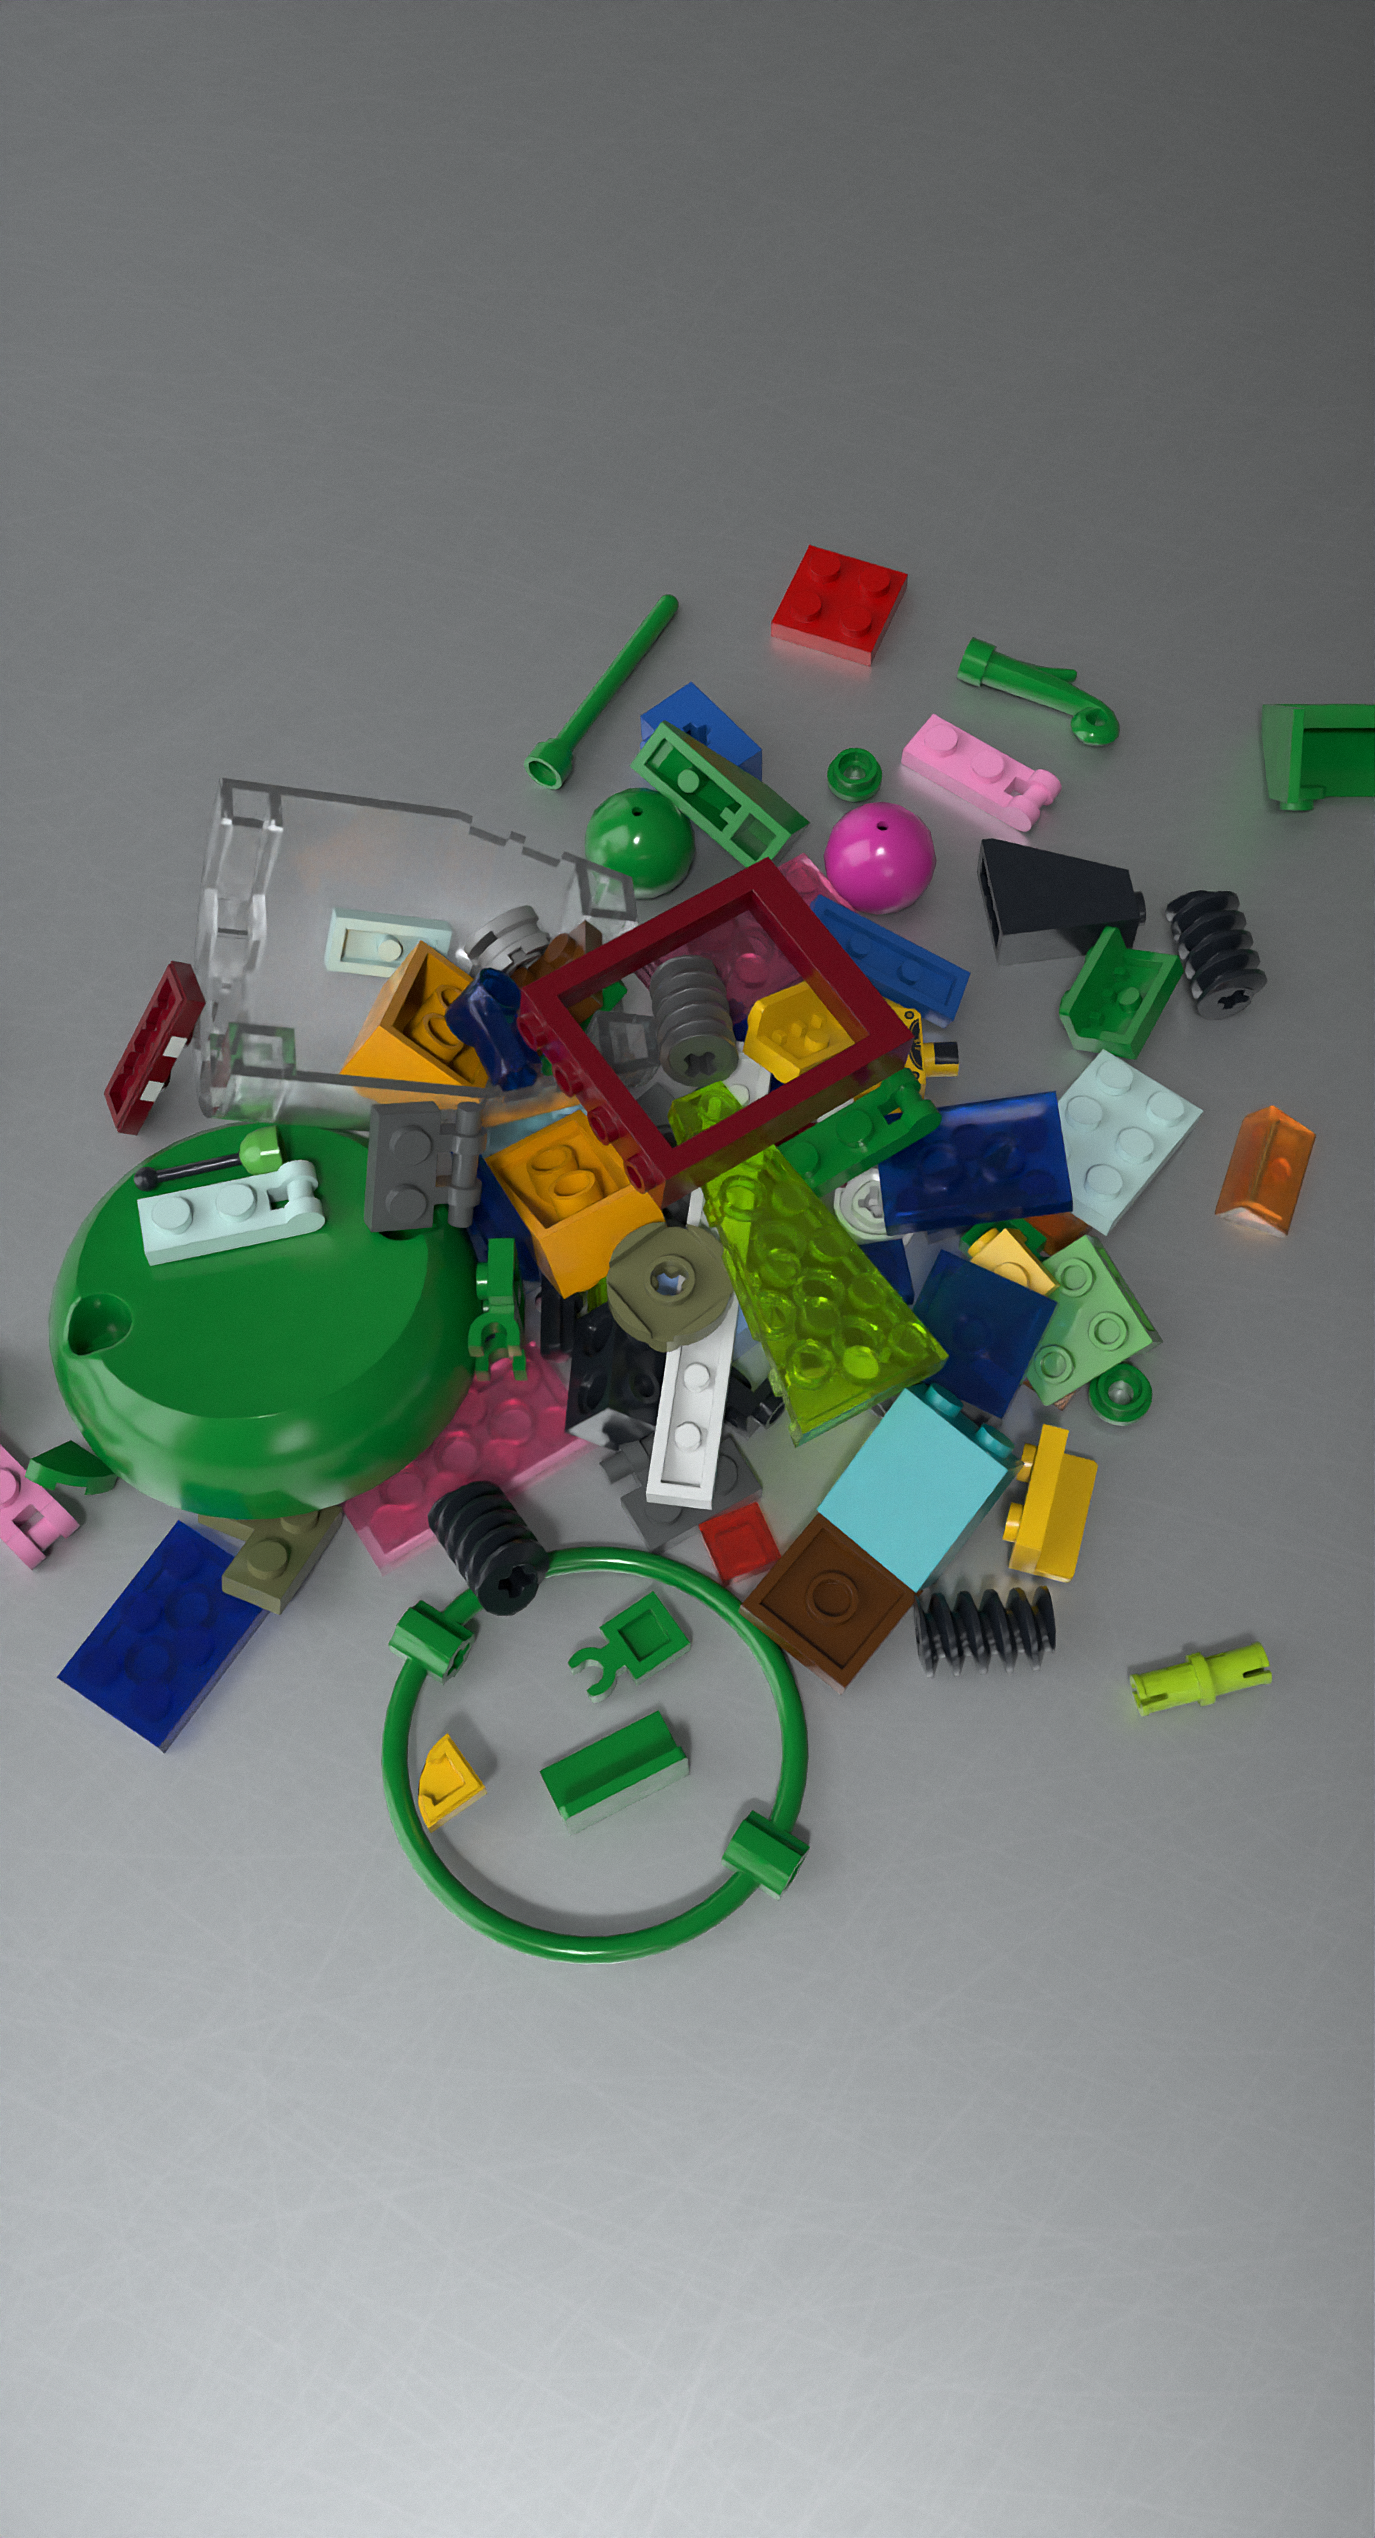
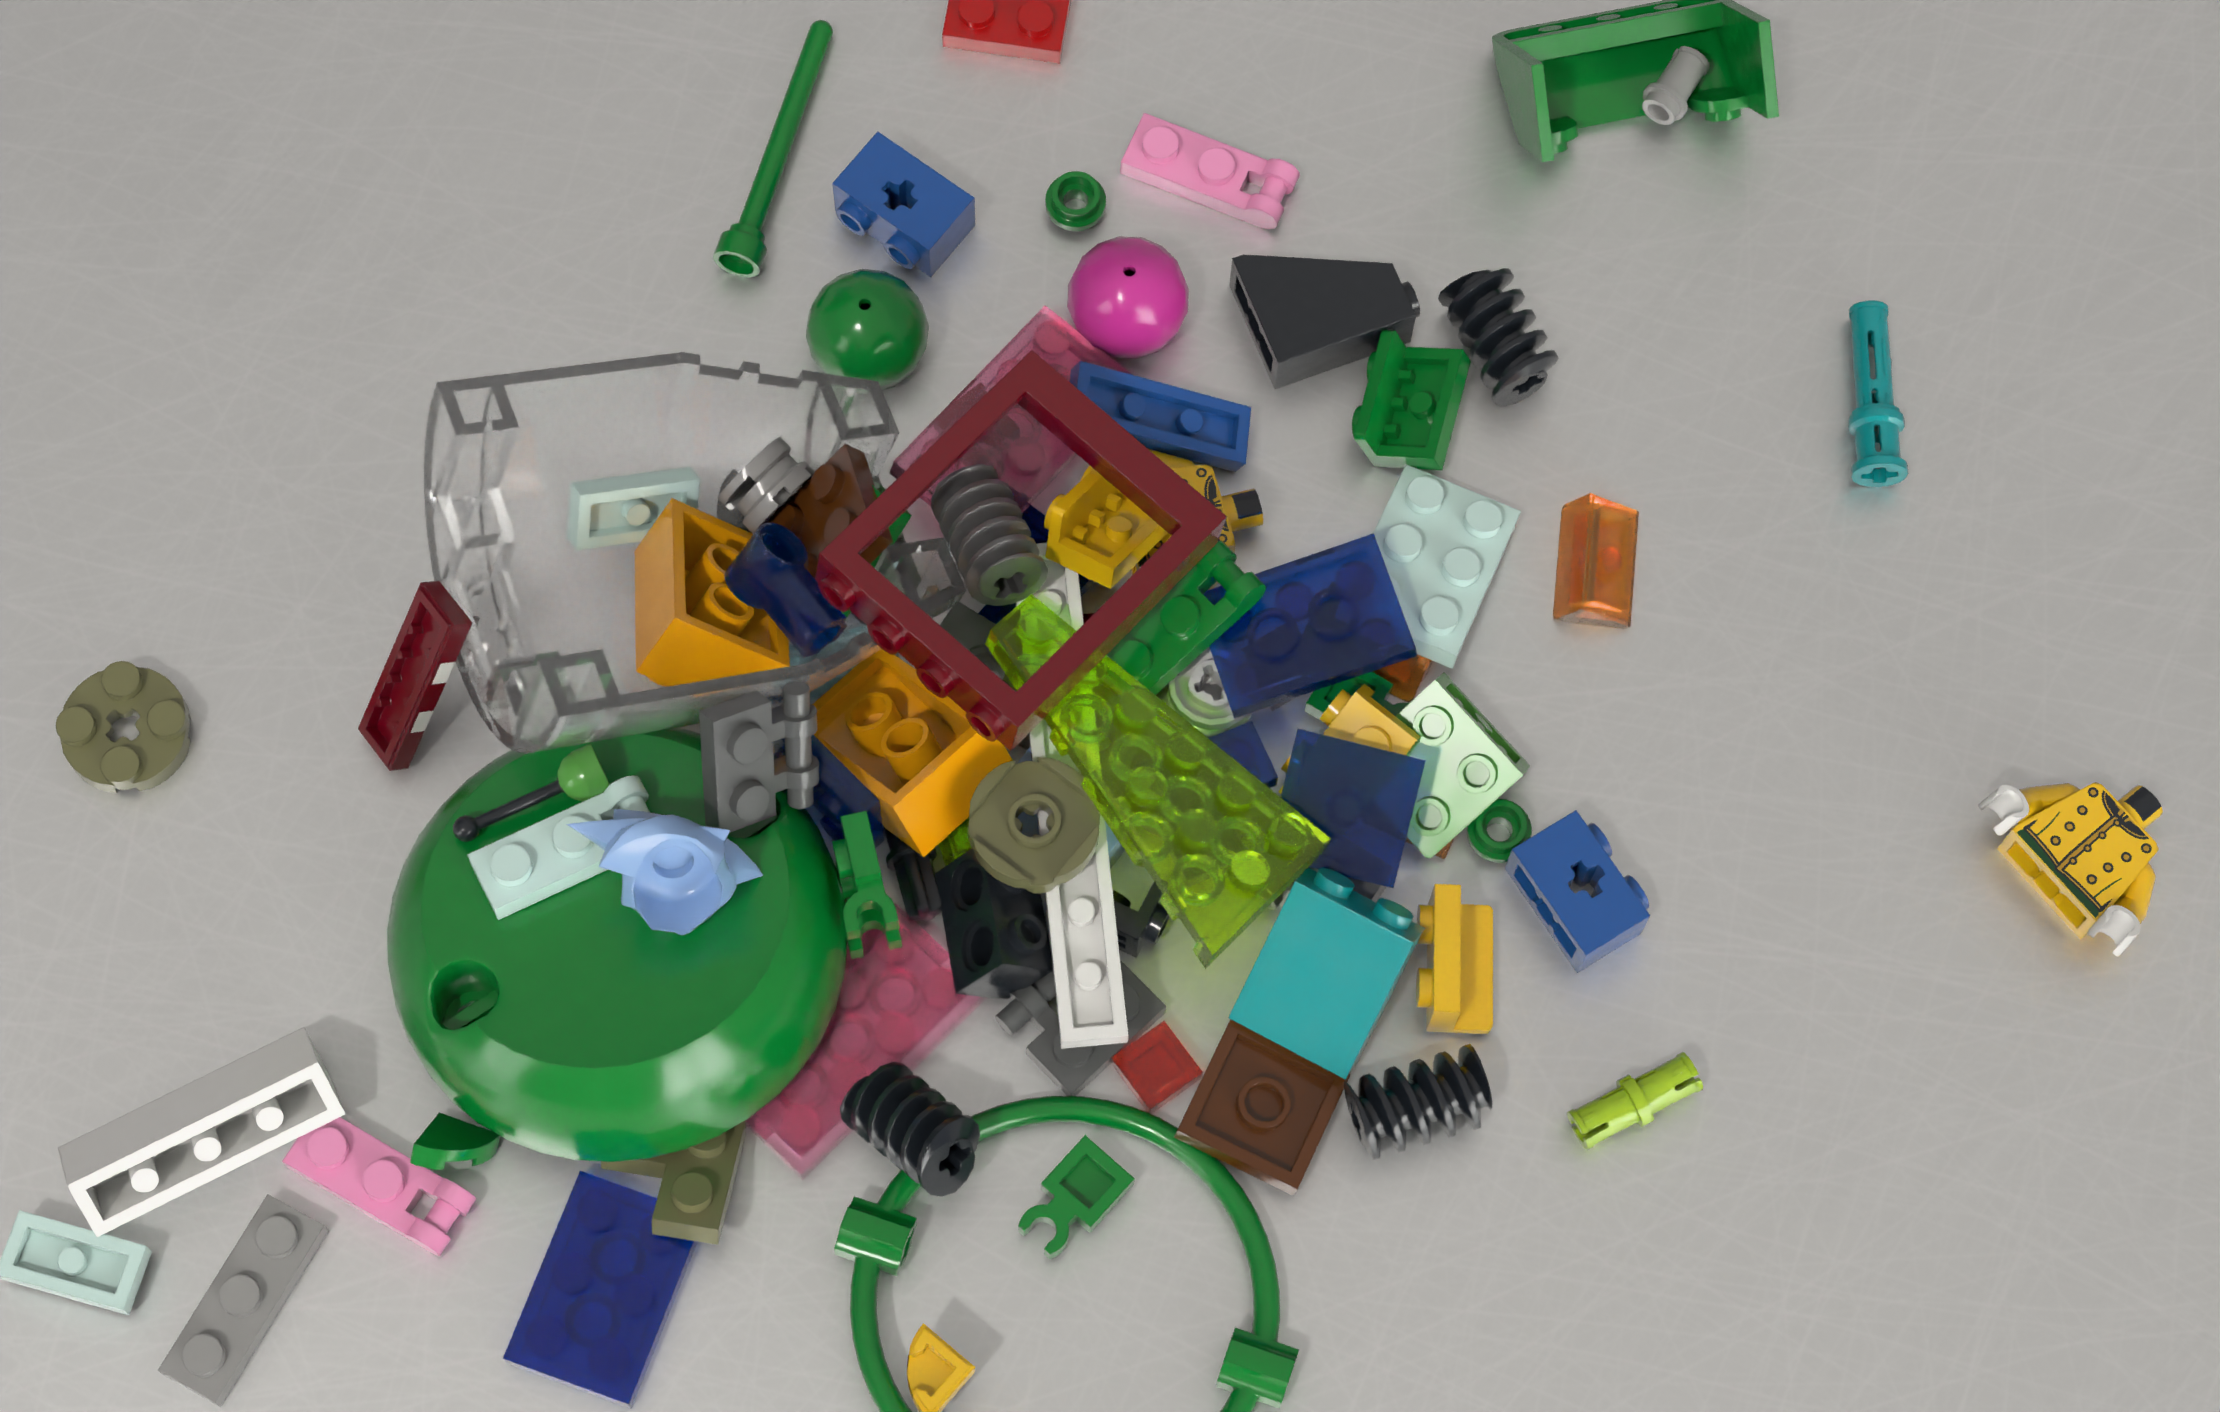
camera: 20 degrees left, 5 degrees up
(310, 1243) = (670, 866): none -> light blue hair
(615, 1772) = (1090, 1322): green panel -> none
(719, 796) = (947, 267): green slope -> none
(1092, 720) = (1254, 55): green plant -> none
(1182, 1498) = (1579, 923): none -> blue brick

